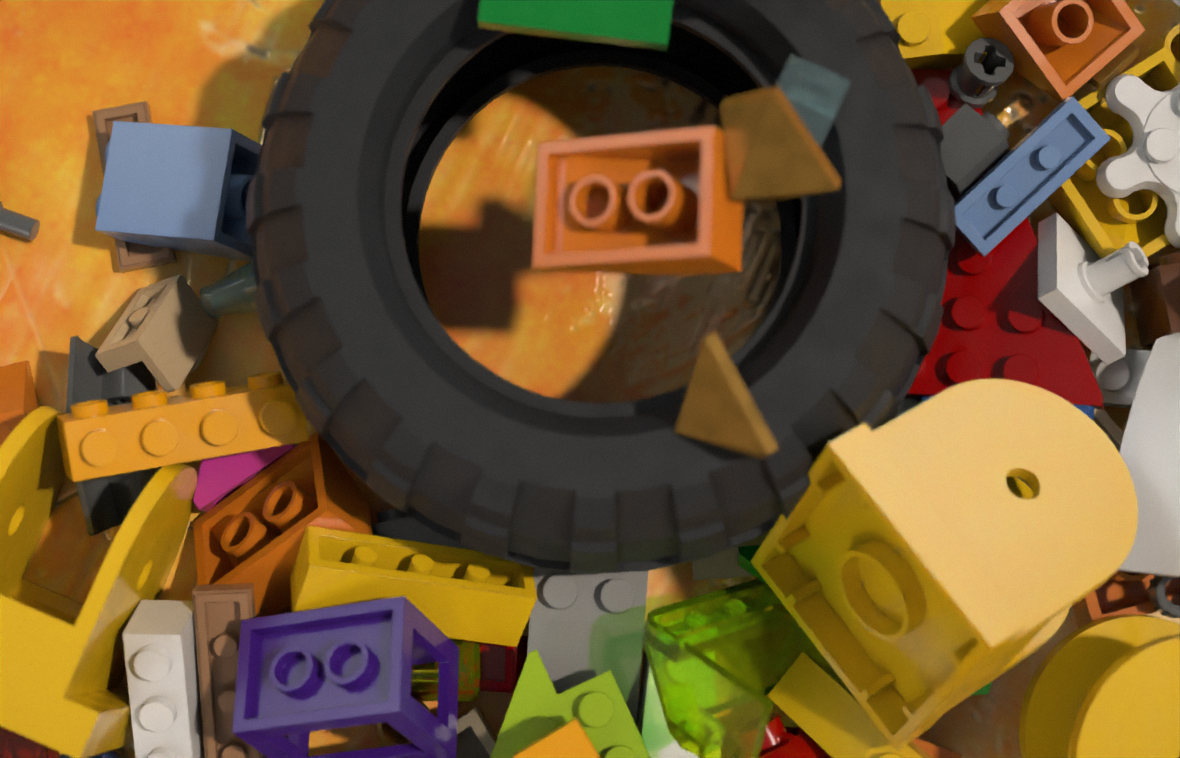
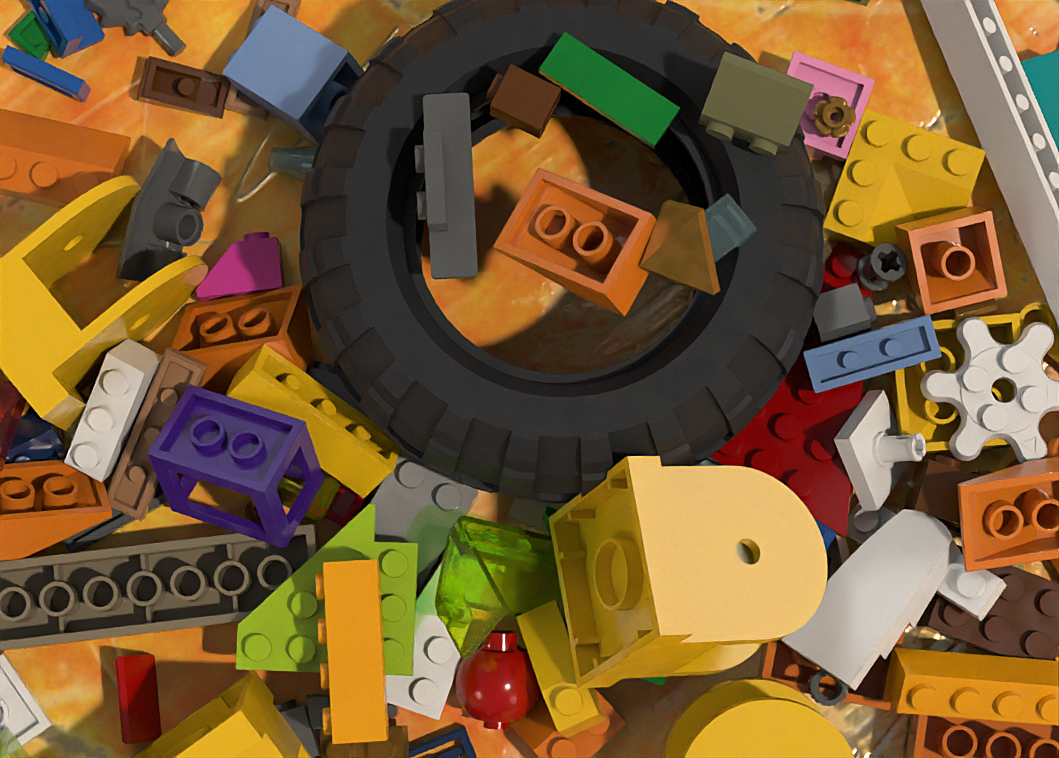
camera: 25 degrees right, 0 degrees up
(60, 272) = (183, 88): none -> reddish brown slope
(162, 329) = (233, 162): tan panel -> none
(180, 427) = (213, 236): light orange brick -> none
(441, 219) = (449, 185): none -> dark grey bracket
(478, 68) = (523, 100): none -> reddish brown brick
(719, 406) = (566, 396): pearl gold slope -> none

